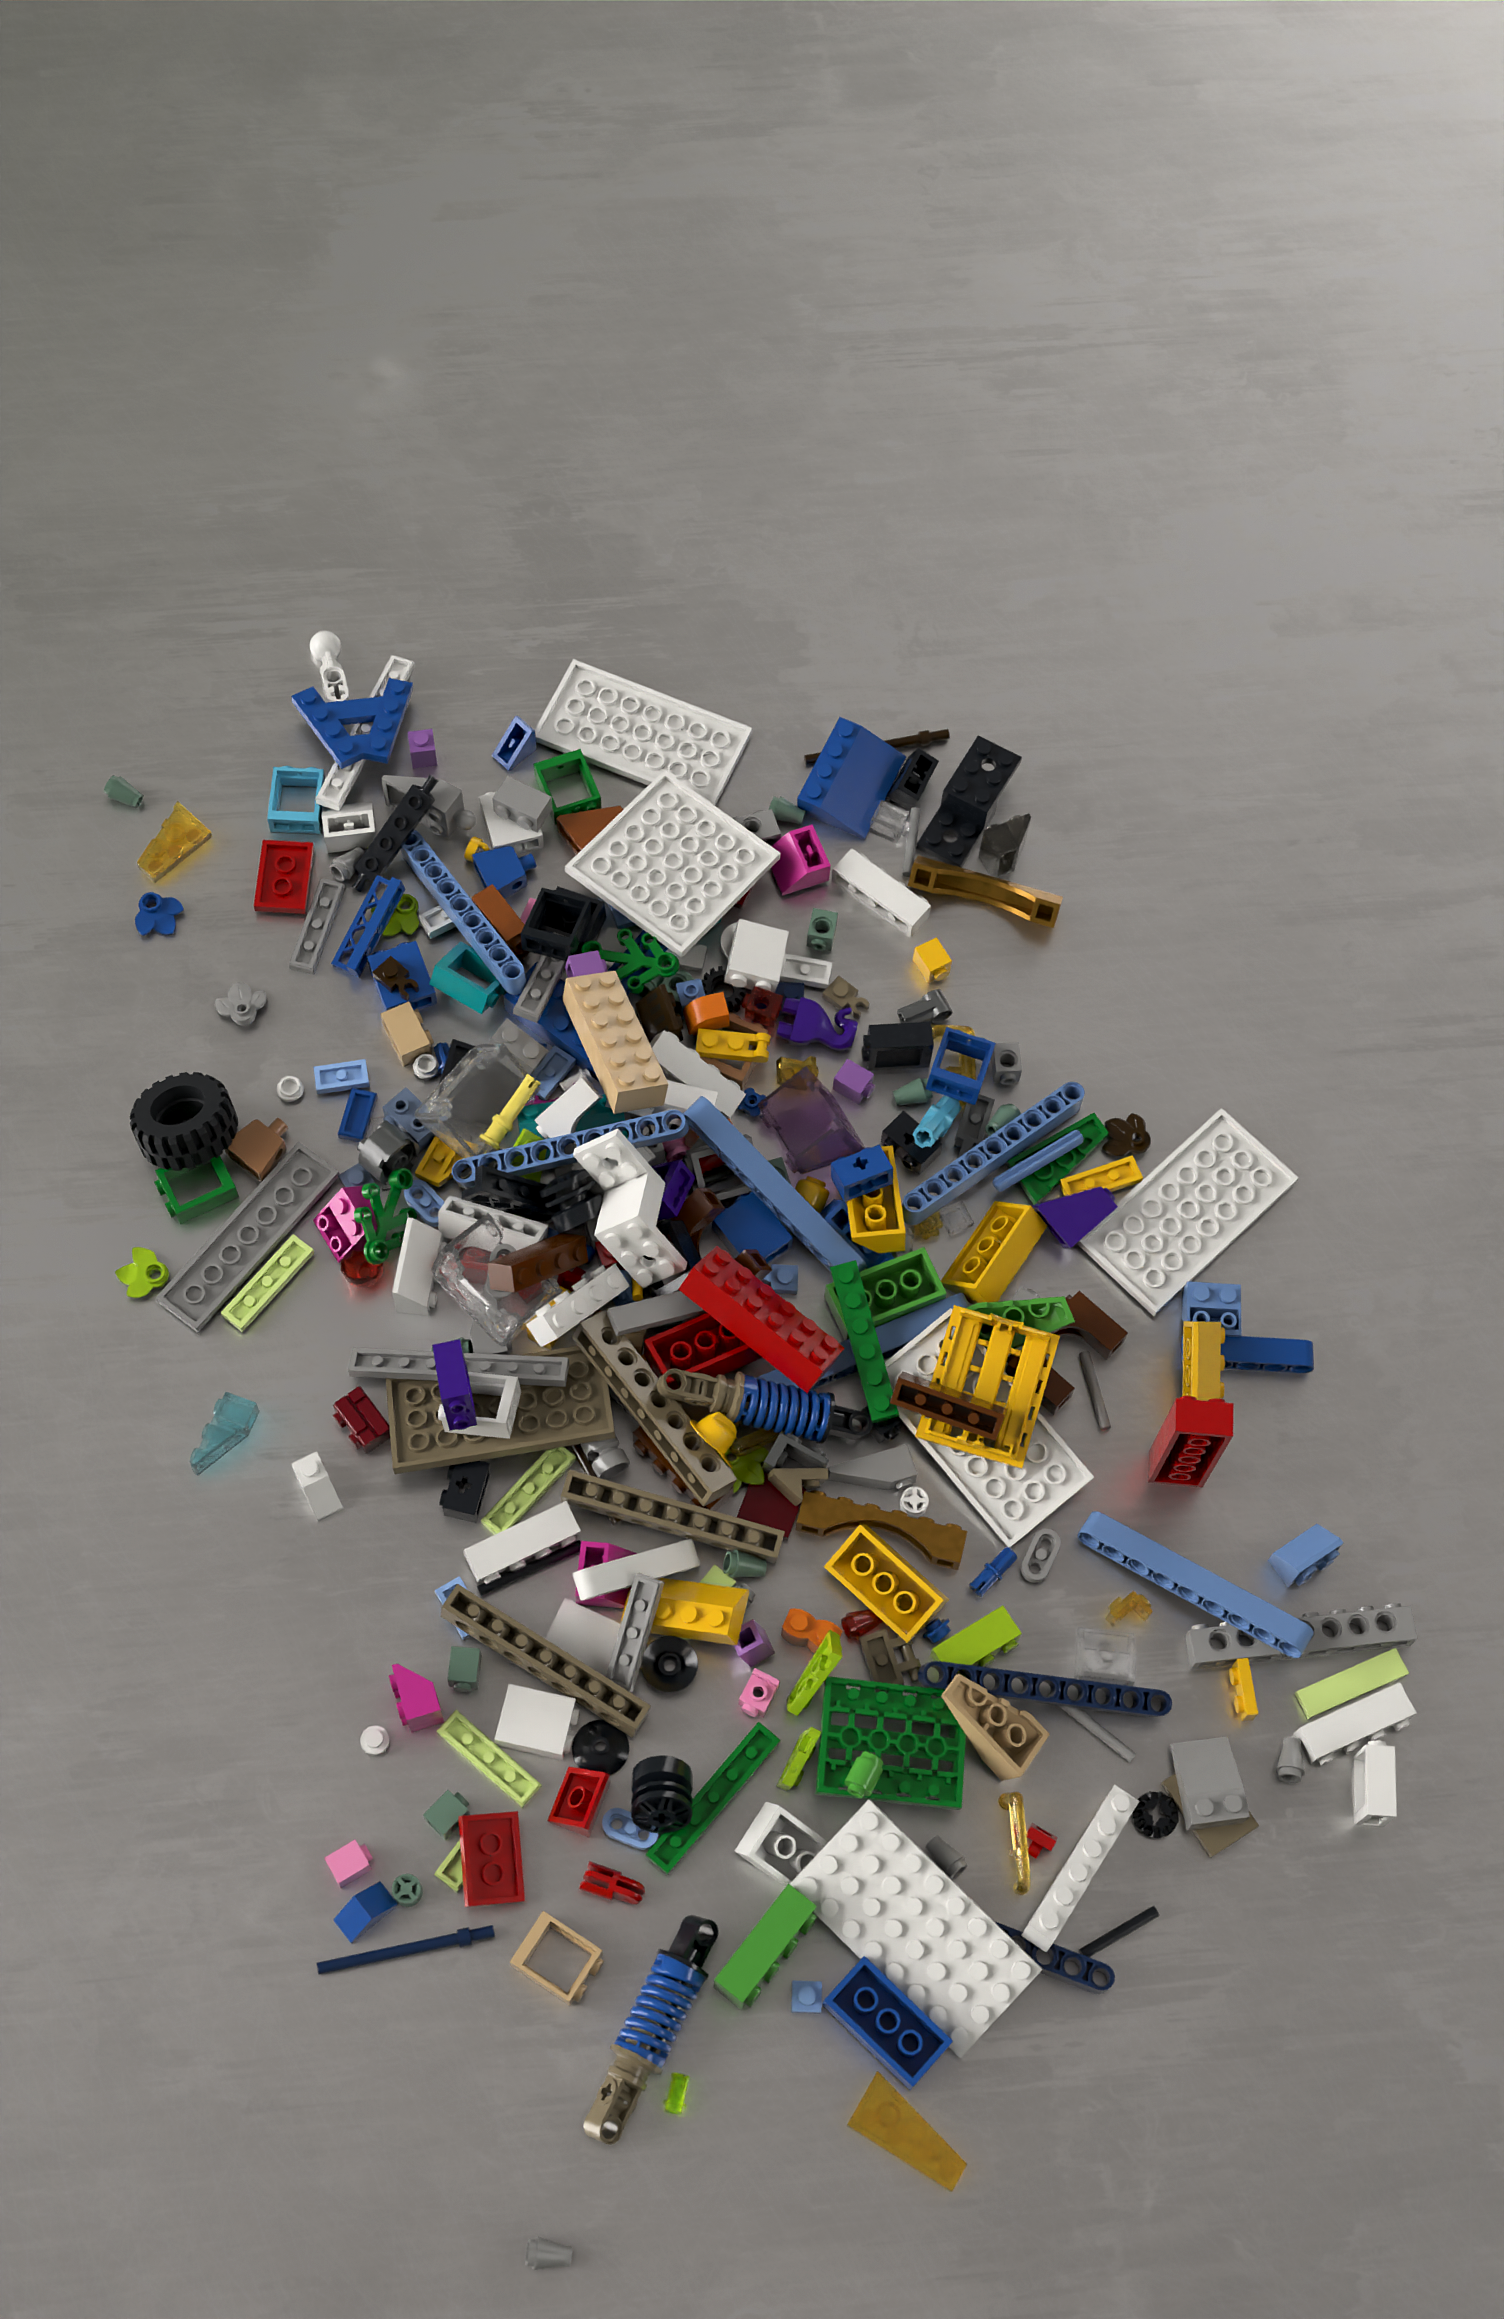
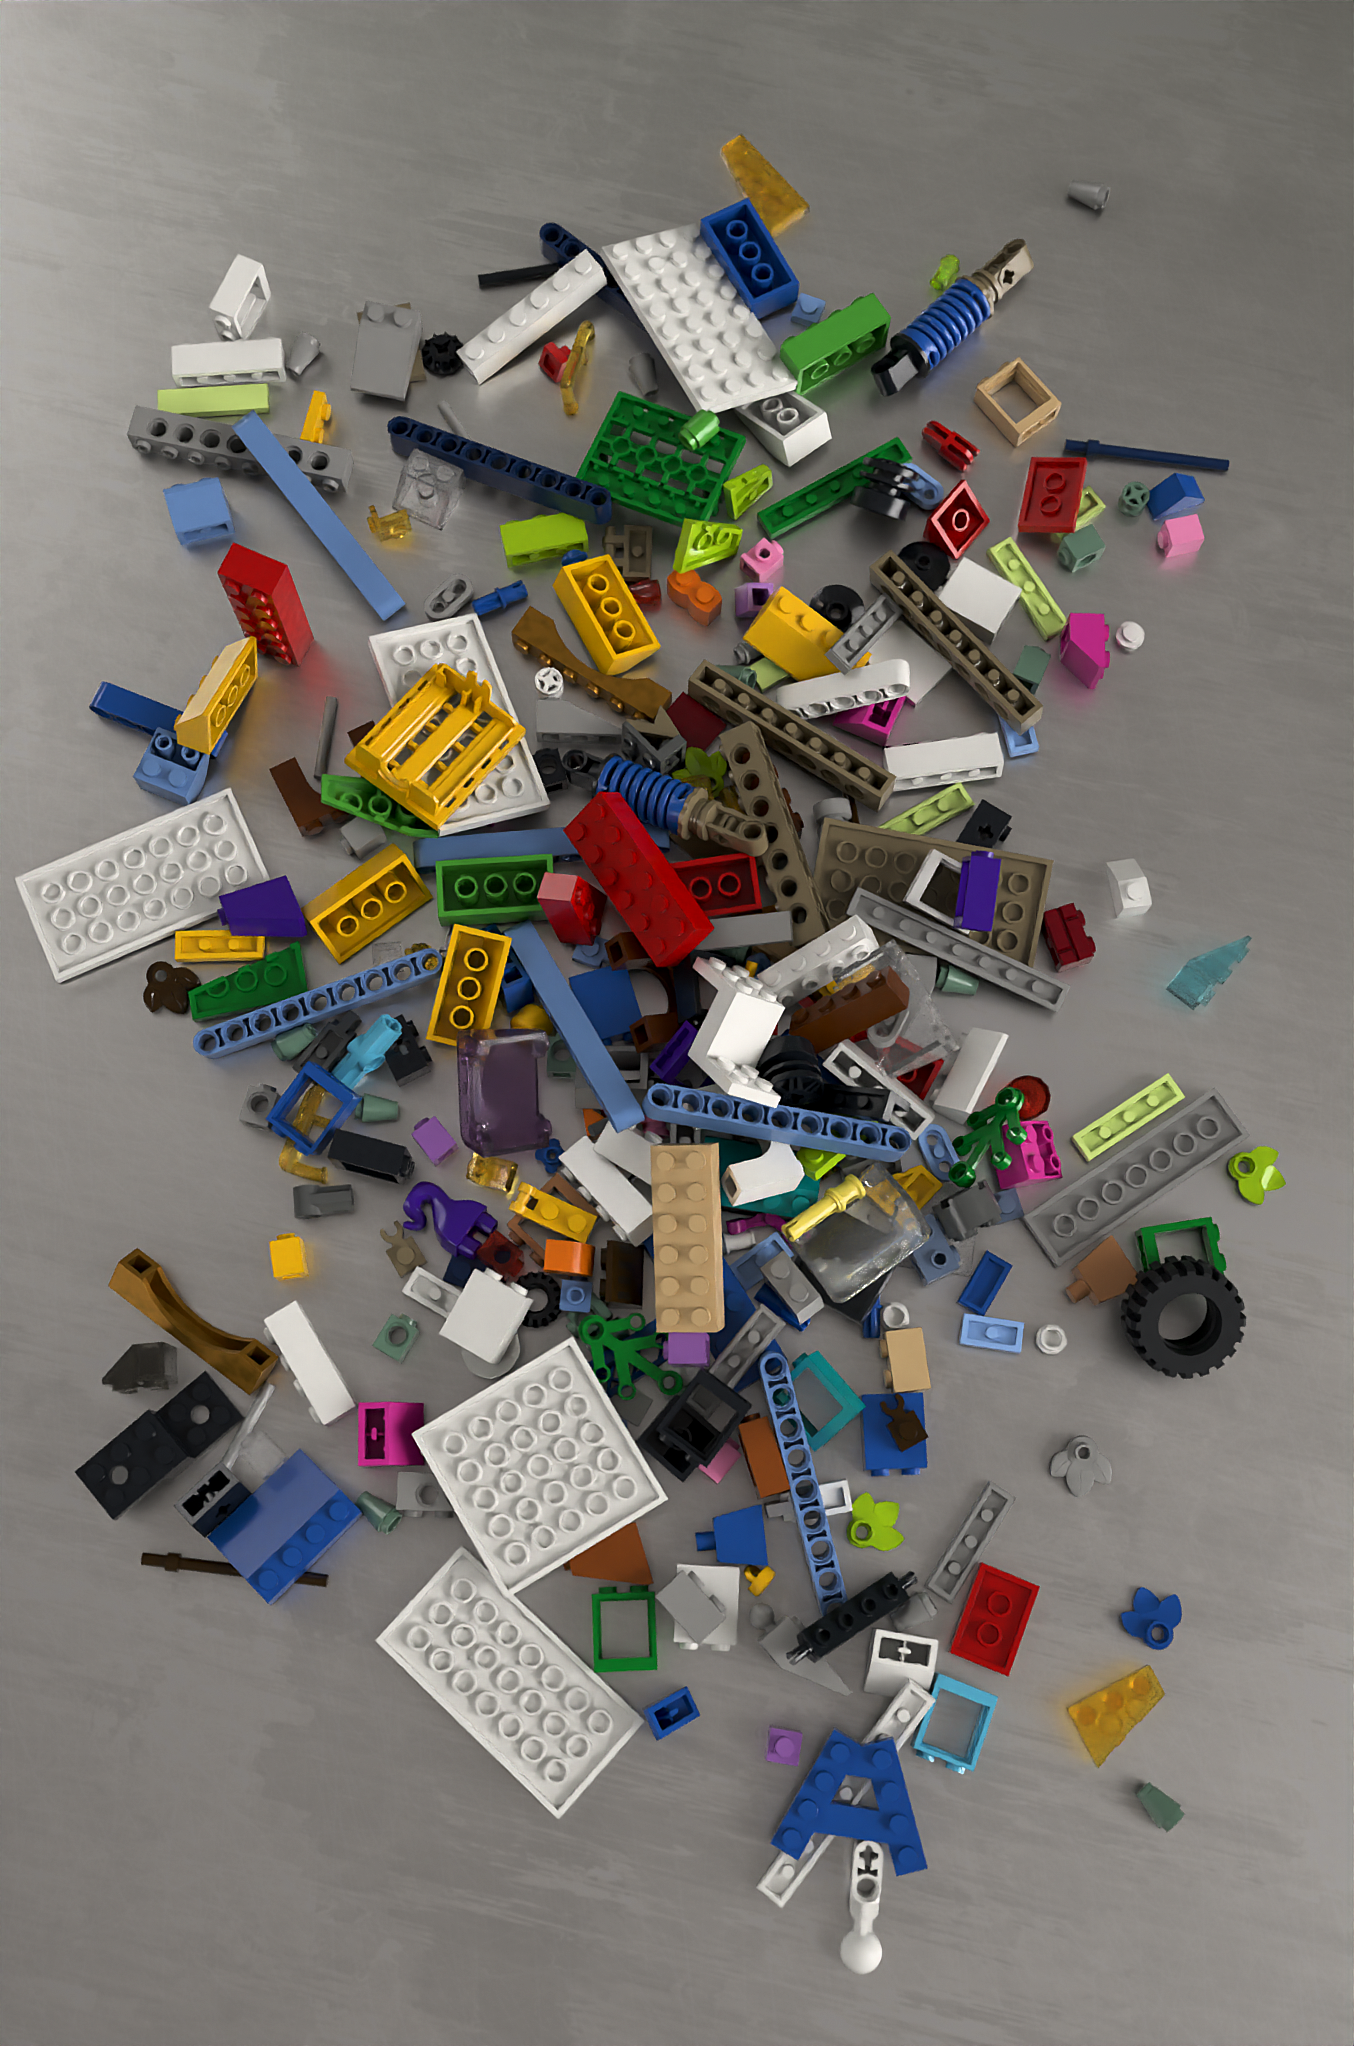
camera: 160 degrees left, 10 degrees up
(373, 928) = (905, 1506): blue fence -> none
(717, 1432) = (726, 783): yellow piece -> none
(813, 1287) = (572, 907): none -> red wedge
(861, 1172) = (488, 996): blue brick -> none
(864, 1341) = (539, 831): green plate -> none
(948, 1405) = (485, 725): reddish brown brick -> none
(999, 1732) = (557, 444): tan wedge -> none
(1037, 1160) = (277, 980): medium blue axle -> none

